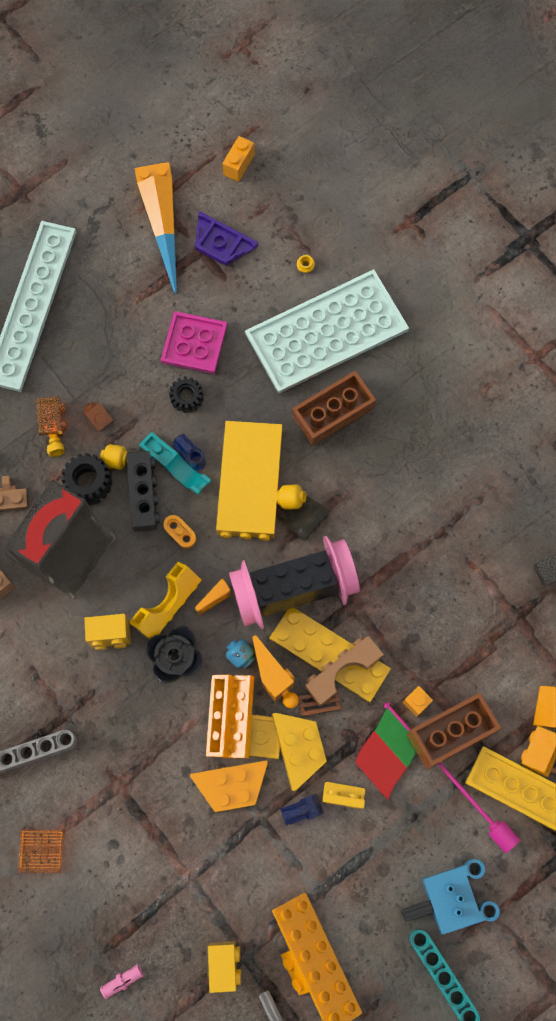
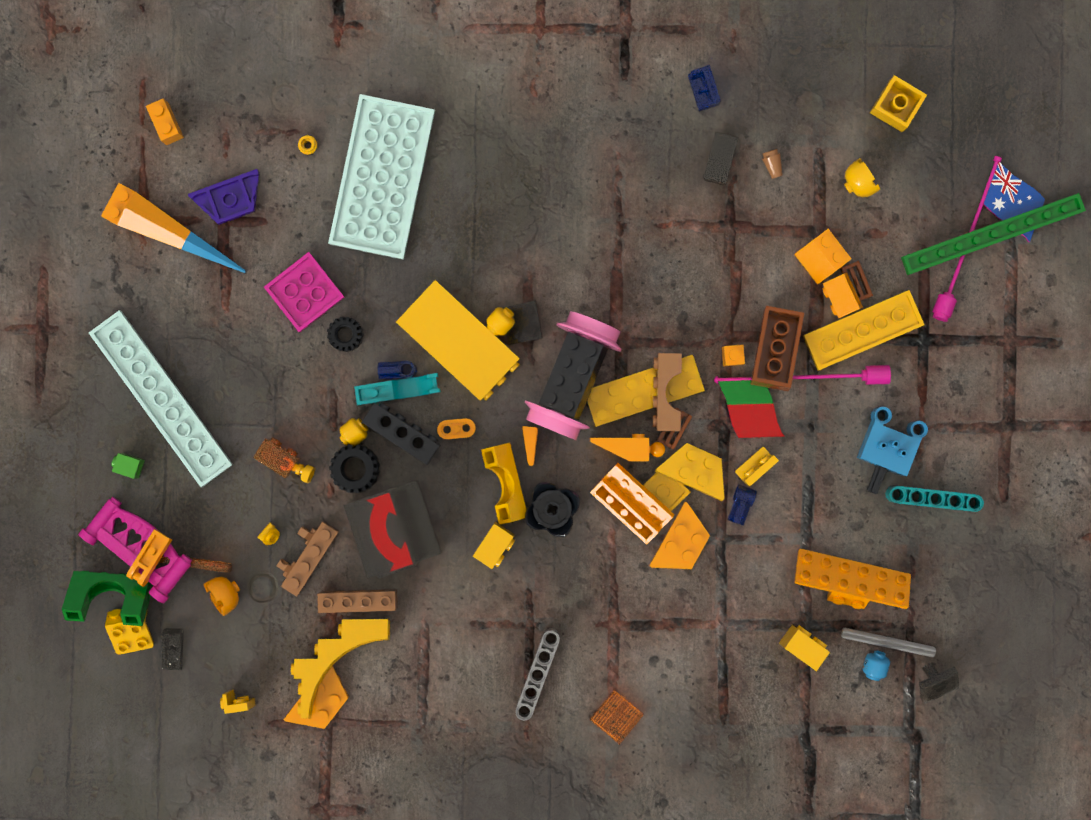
camera: 50 degrees left, 15 degrees up
(97, 415) = (305, 419): dark orange bracket -> none
(121, 981) = (755, 726): bright pink pin -> none
(240, 653) = (590, 458): dark azure head -> none
(333, 408) = (454, 227): dark orange brick -> none

